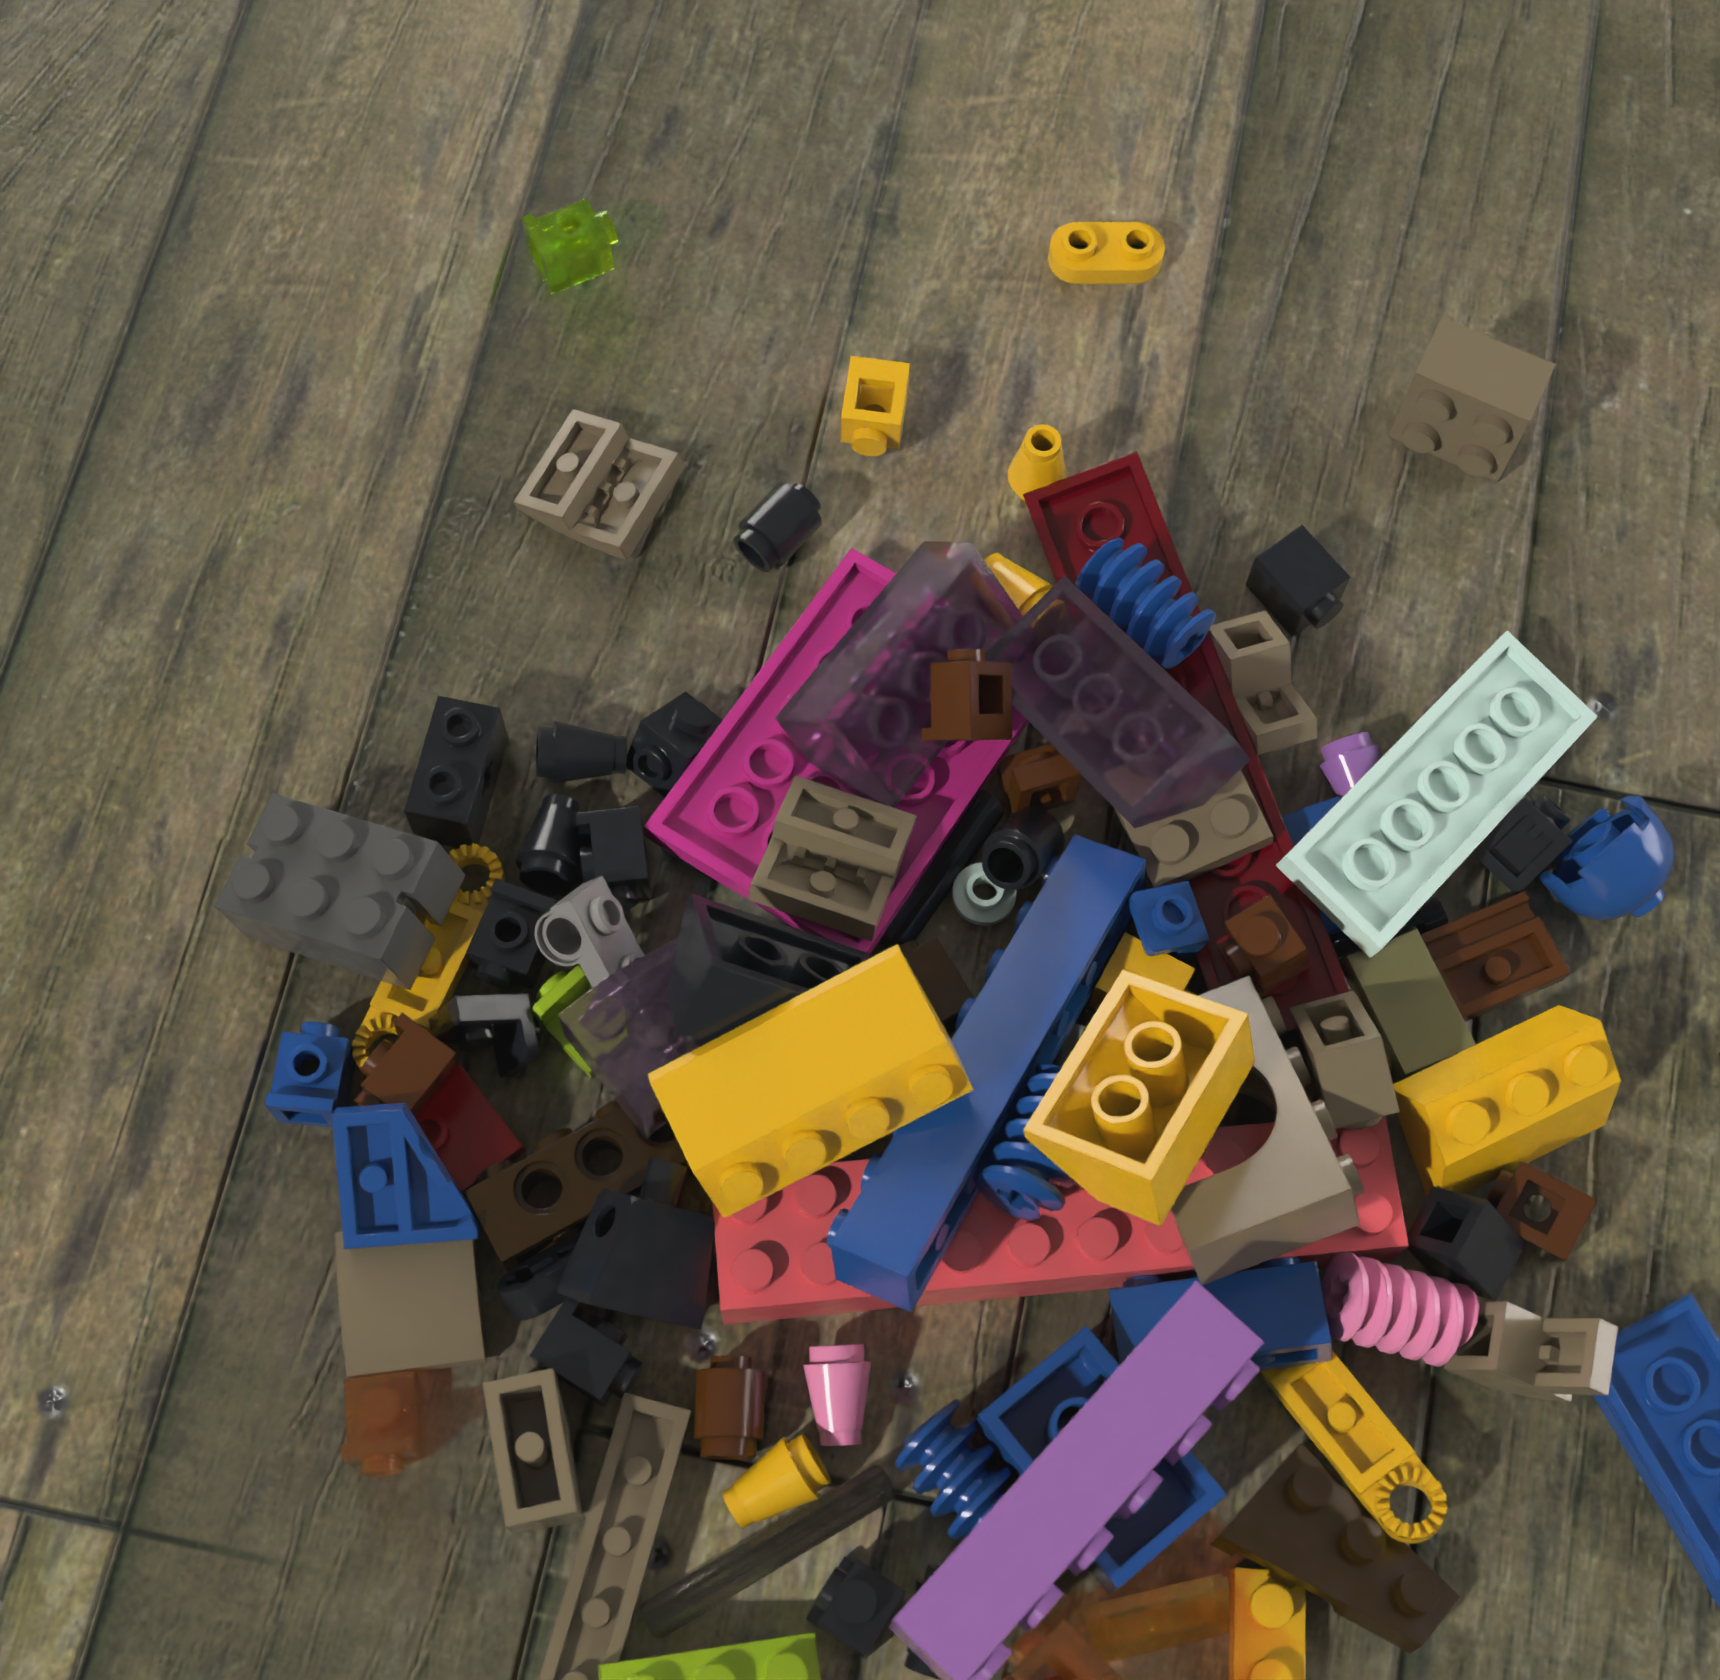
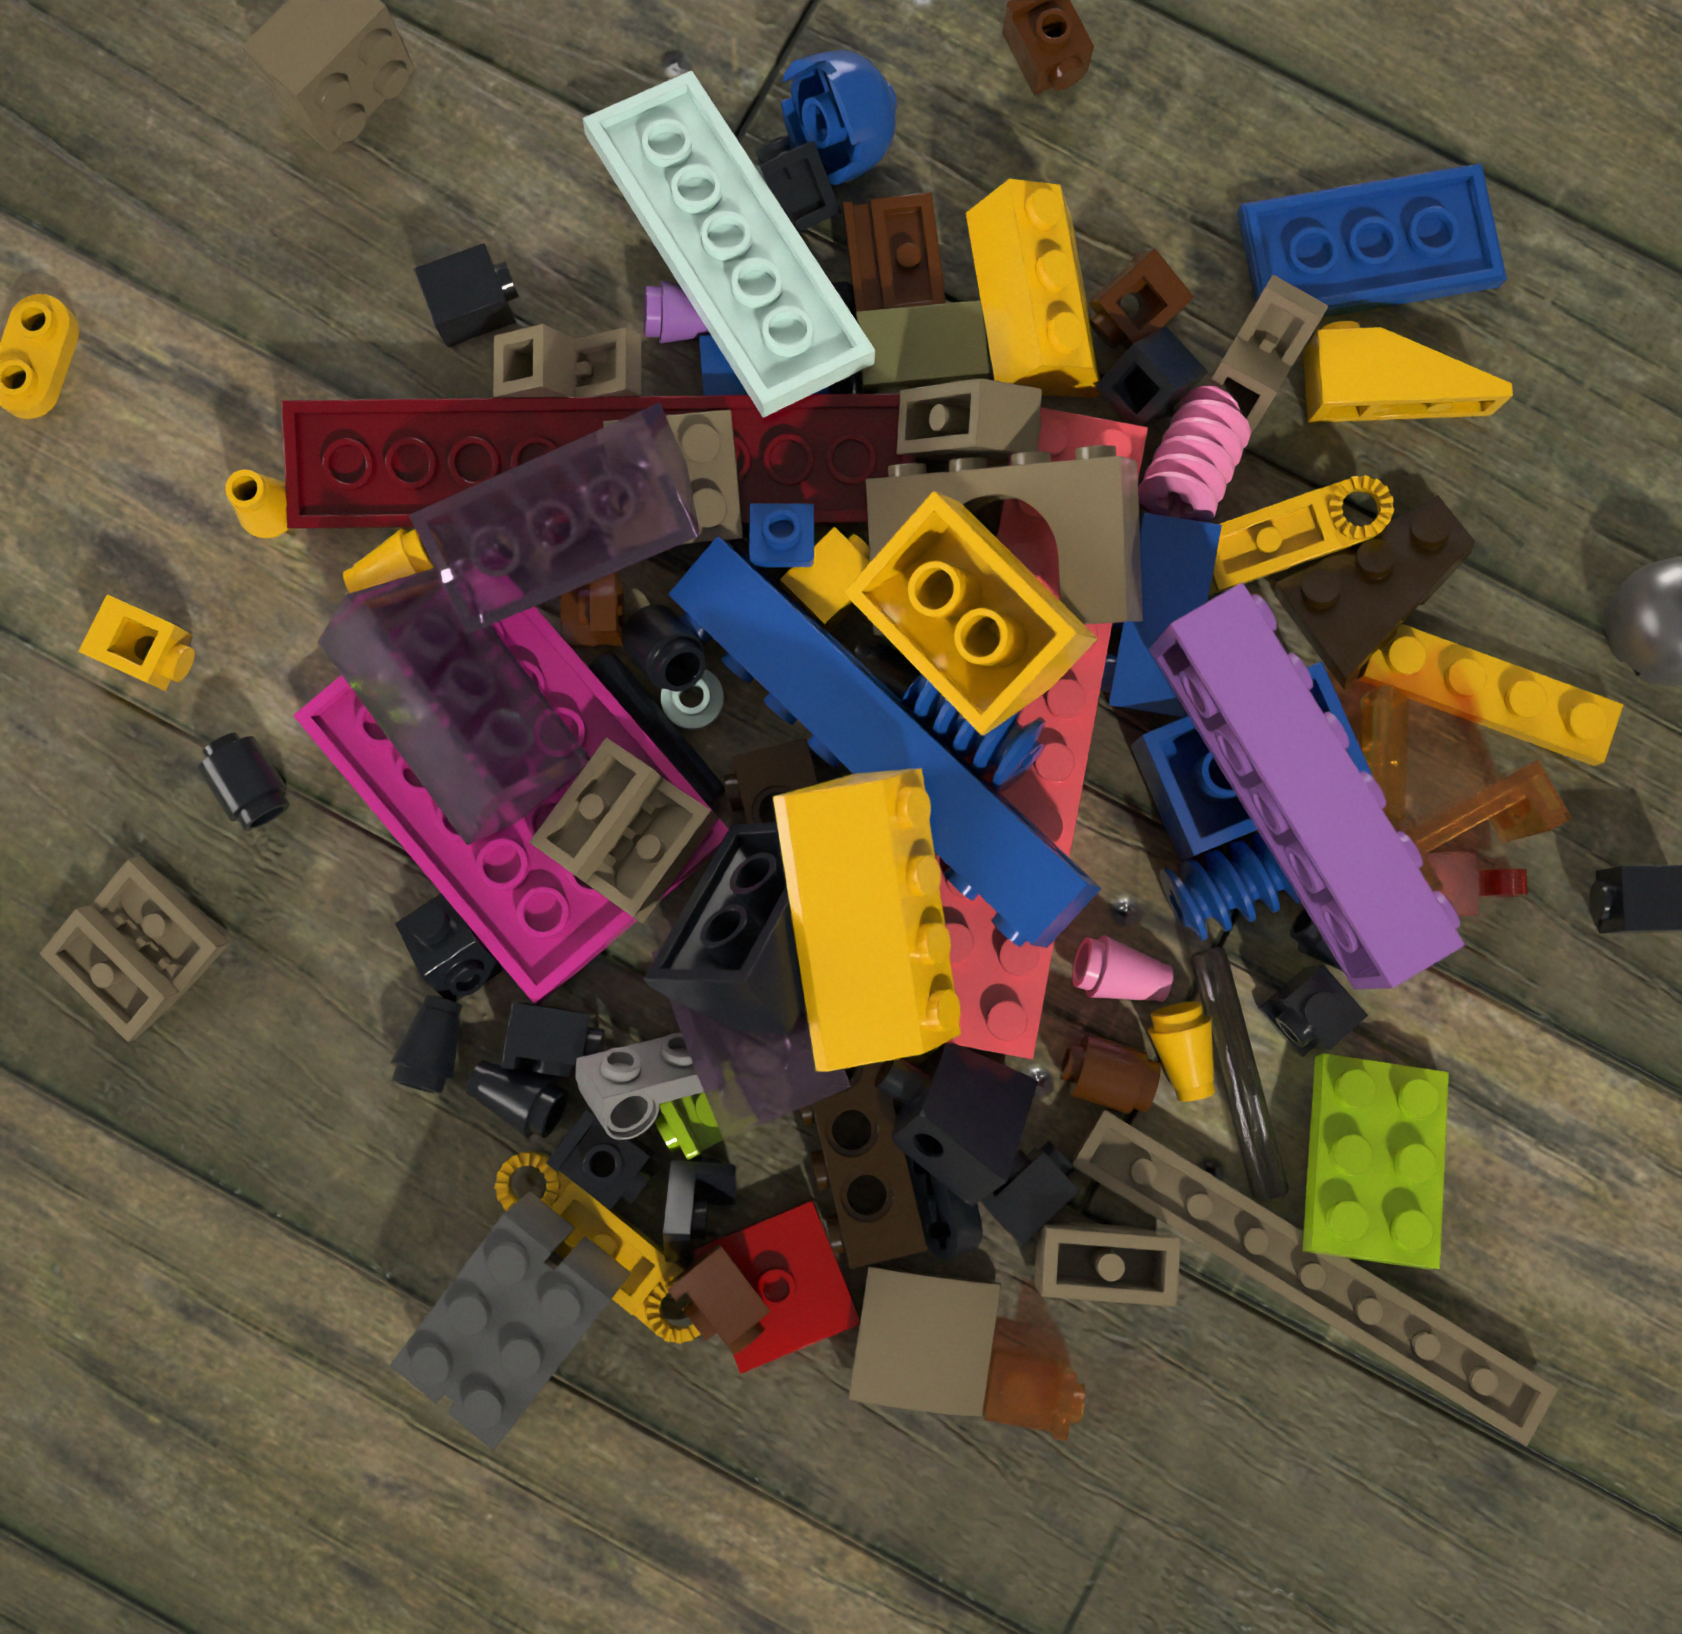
camera: 70 degrees left, 15 degrees up
(312, 1097) = (709, 1376): blue brick -> none
(394, 1181) = (826, 1334): blue wing -> none
(457, 772) = (416, 1173): black brick -> none
(970, 698) = (509, 649): reddish brown brick -> none
(1143, 605) = (456, 448): blue piece -> none
(1263, 946) = (838, 457): reddish brown brick -> none
(1565, 1497) = (1387, 377): none -> yellow slope

